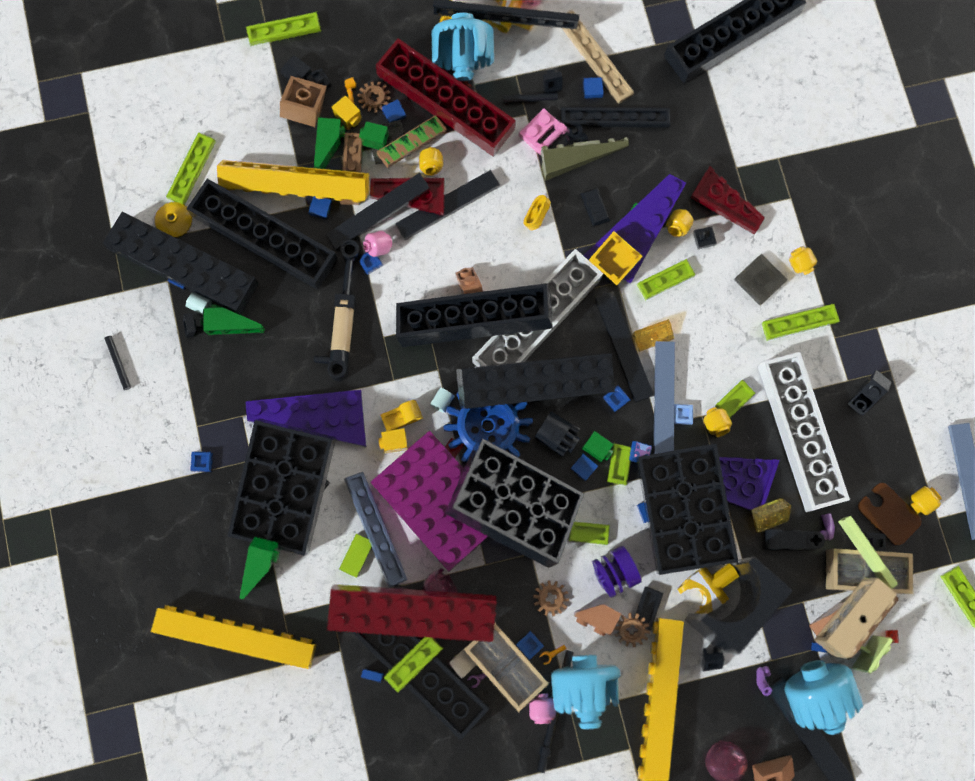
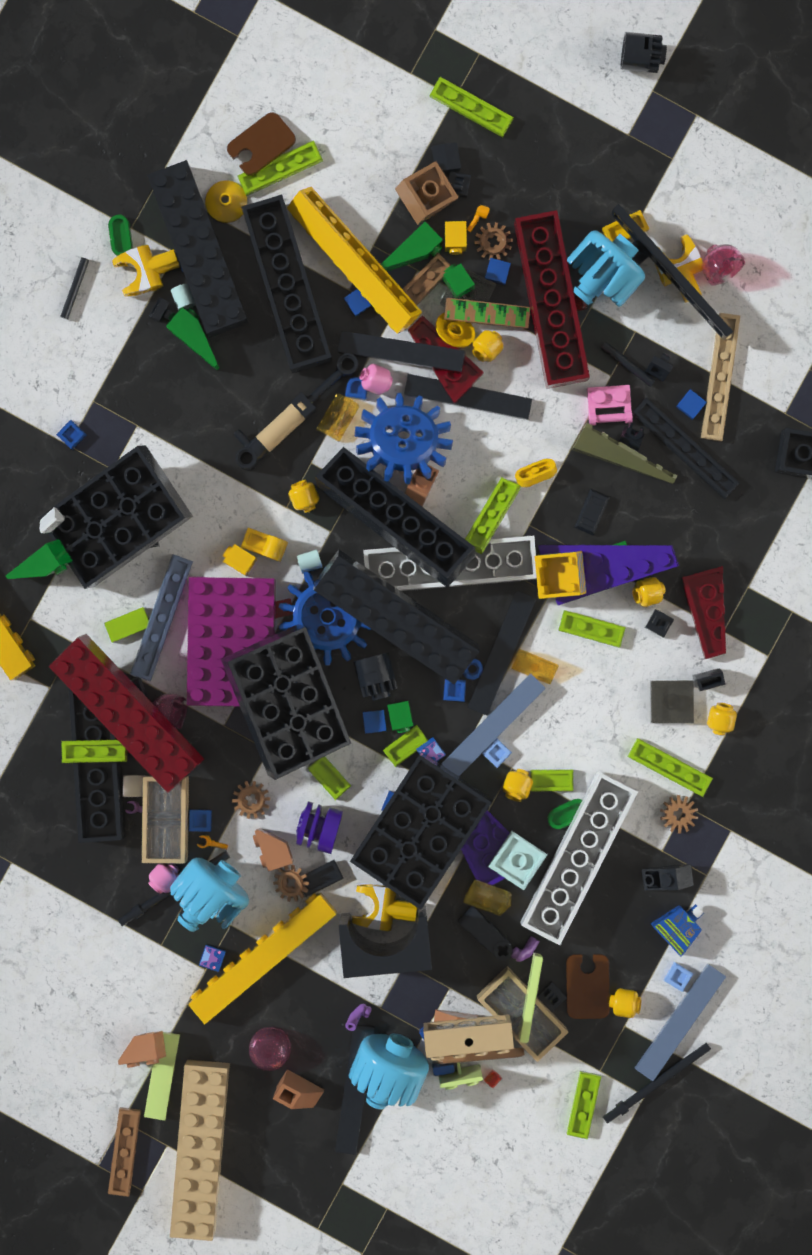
camera: 55 degrees right, 10 degrees up
(120, 302) = (120, 234): none -> green tile
(156, 305) = (147, 268): none -> yellow connector
(164, 158) = (266, 141): none -> reddish brown piece
(238, 528) = (51, 521): none -> white slope
(327, 413) = (202, 485): dark purple wing -> none
(372, 675) = (57, 730): blue tile -> none
(374, 291) = (338, 417): none -> clear yellow slope
(398, 360) = (304, 496): none -> yellow head
(403, 169) = (455, 332): none -> yellow dish
(425, 275) = (386, 445): none -> blue gear
(534, 258) = (492, 514): none -> lime tile
(616, 368) = (479, 669): none -> blue plate
(627, 735) = (212, 958): none -> tile
(712, 661) = (330, 964): black tile -> none
(764, 415) = (563, 815): none -> green tile
(766, 470) = (517, 860): none -> light aqua tile
(774, 234) = (707, 675): none -> black piece
(835, 354) = (674, 806): none -> medium nougat gear
(854, 663) = (442, 1069): none -> blue tile
(909, 418) = (679, 927): none -> blue torso
(939, 452) = (678, 976): none -> light blue tile

